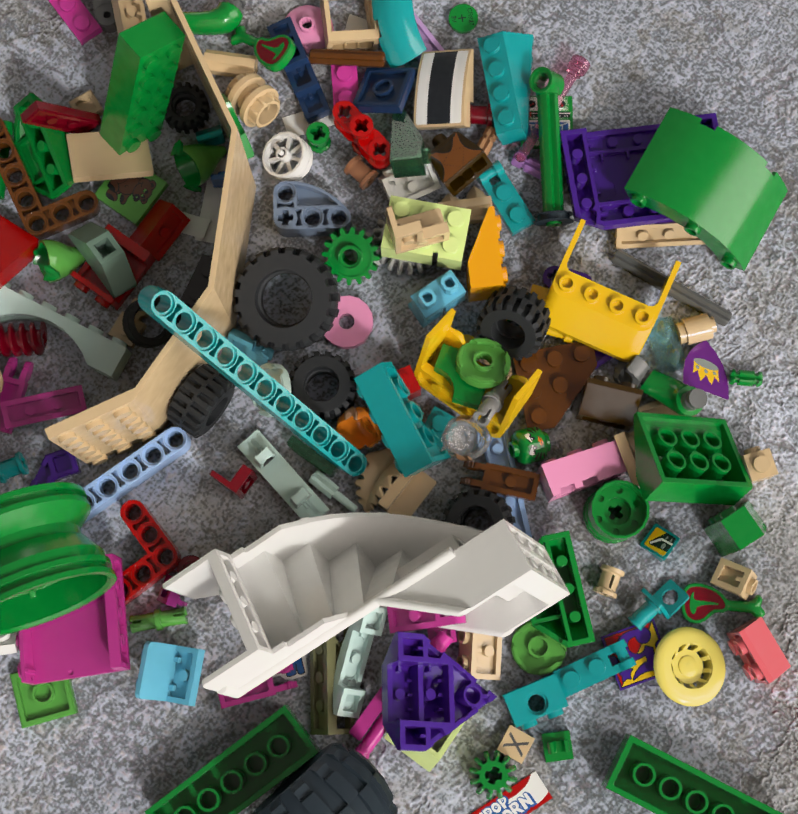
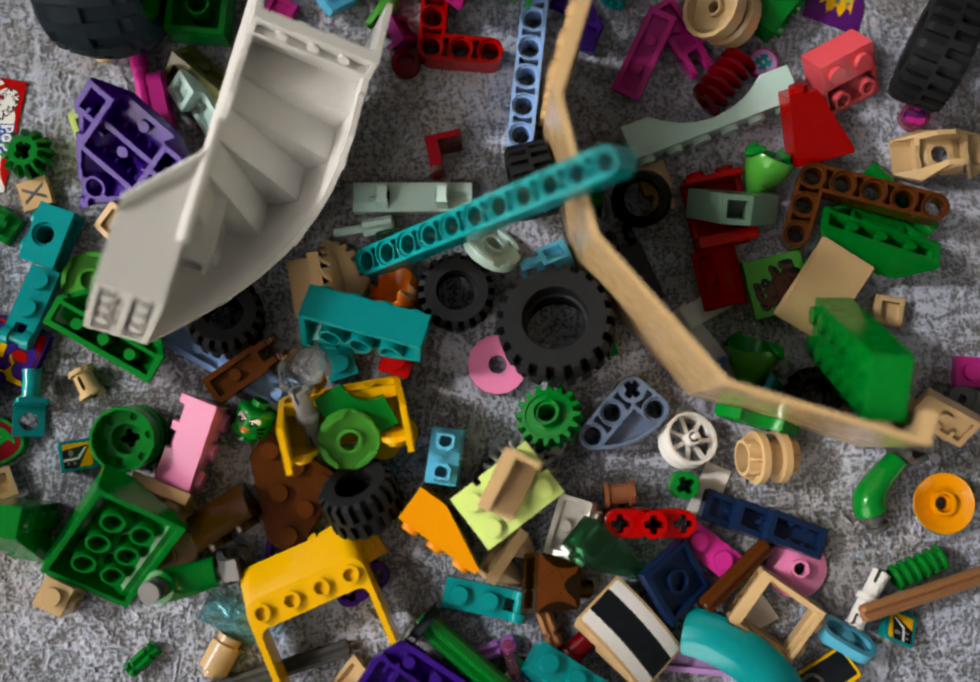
camera: 125 degrees right, 5 degrees up
(60, 118) = (892, 271): dark red tile -> none
(230, 63) = (820, 467): tan axle -> none
(271, 52) = (797, 510): green piece -> none
(705, 371) = (177, 628): dark purple sticker -> none

